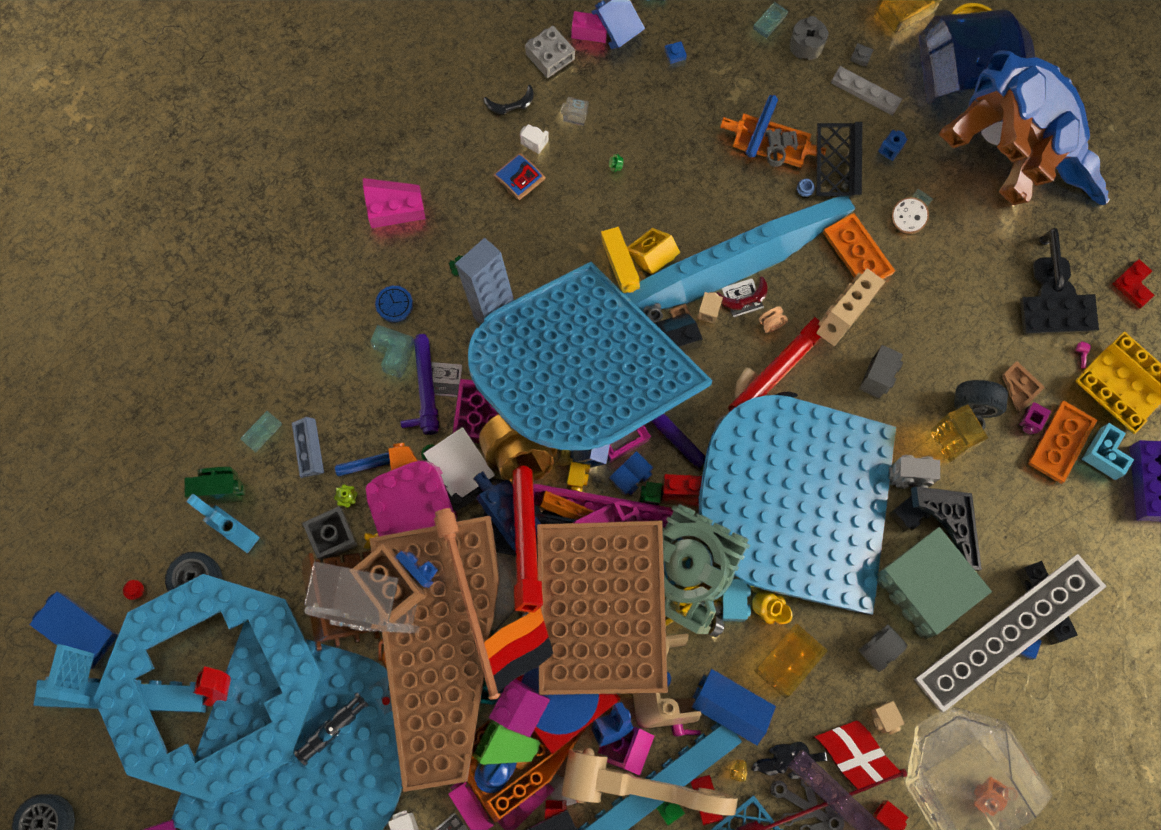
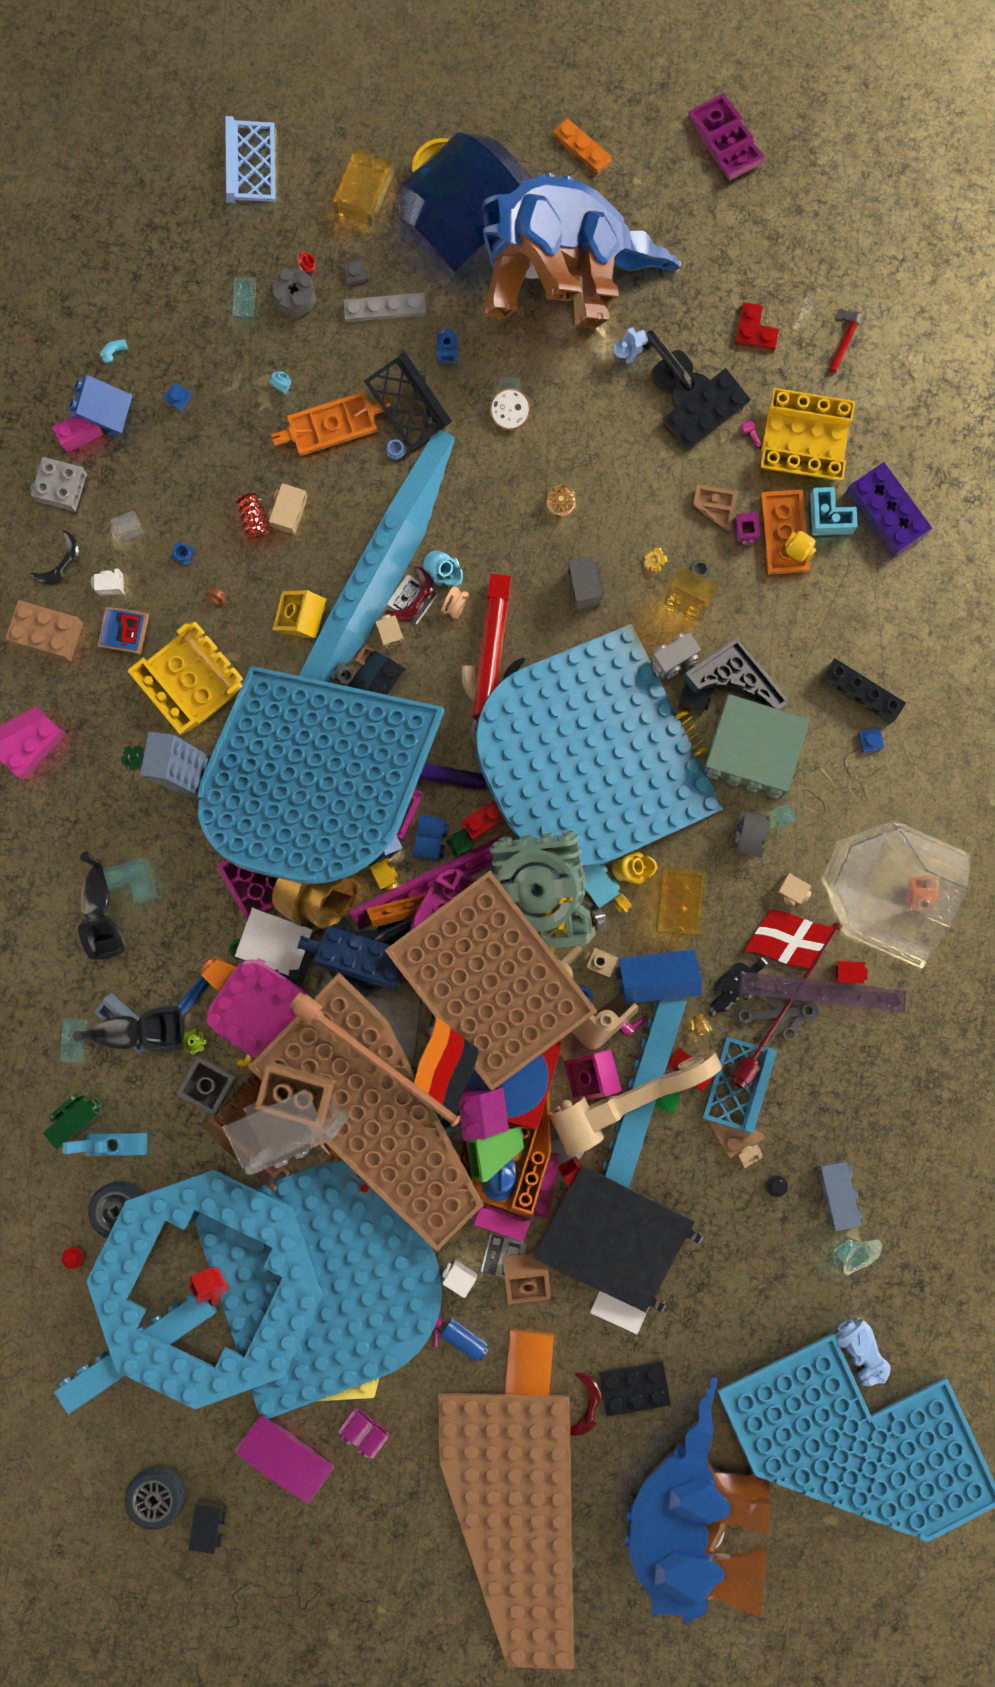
camera: 30 degrees left, 10 degrees up
(73, 626) = (49, 1328): blue brick -> none
(73, 667) = (84, 1370): dark azure fence -> none
(325, 465) = (157, 1030): none -> black piece
(340, 368) = (99, 931): none -> black piece
(342, 717) = (339, 1229): black piece -> none
(394, 303) = (100, 836): blue tile -> none
(423, 573) = (318, 1064): blue hinge -> none
(428, 413) = (209, 914): dark purple cylinder -> none
(446, 378) = (198, 873): clear sticker -> none
(464, 138) = (44, 630): none -> medium nougat brick
(528, 590) = (418, 1011): red brick -> none
(540, 239) = (188, 679): none -> yellow slope
(601, 149) = (178, 549): none -> blue plate
(602, 198) = (215, 596): none -> dark orange plate
(612, 726) = (570, 1069): blue brick -> none
(616, 163) = (203, 552): green plate -> none
(620, 260) = (277, 646): yellow brick -> none
(669, 162) = (251, 517): none -> clear red piece
(694, 662) = (600, 962): none -> tan brick
(698, 174) = (287, 508): none -> tan brick
(743, 629) = (621, 903): none -> yellow plate
(755, 89) = (280, 381): none -> medium azure plate
(761, 126) = (313, 418): blue axle -> none
(777, 144) = (341, 422): dark grey piece -> none
(781, 290) = (443, 568): none -> medium azure head
(832, 25) = (306, 262): none -> red plate
(849, 306) = (515, 542): tan brick -> none
(857, 247) = (486, 478): orange plate -> none
(885, 558) = (701, 751): none -> yellow piece
(903, 303) = (561, 500): none -> light nougat wheel
(923, 658) = (790, 816): none -> clear light blue plate
(945, 392) = (654, 560): none -> yellow plant
(983, 397) = (688, 545): black wheel -> none
(1009, 633) = (848, 744): white brick -> none
(1032, 230) = (630, 345): none -> light blue hips
(1069, 459) = (800, 546): none -> yellow head
(1086, 79) = (582, 146): none -> orange plate

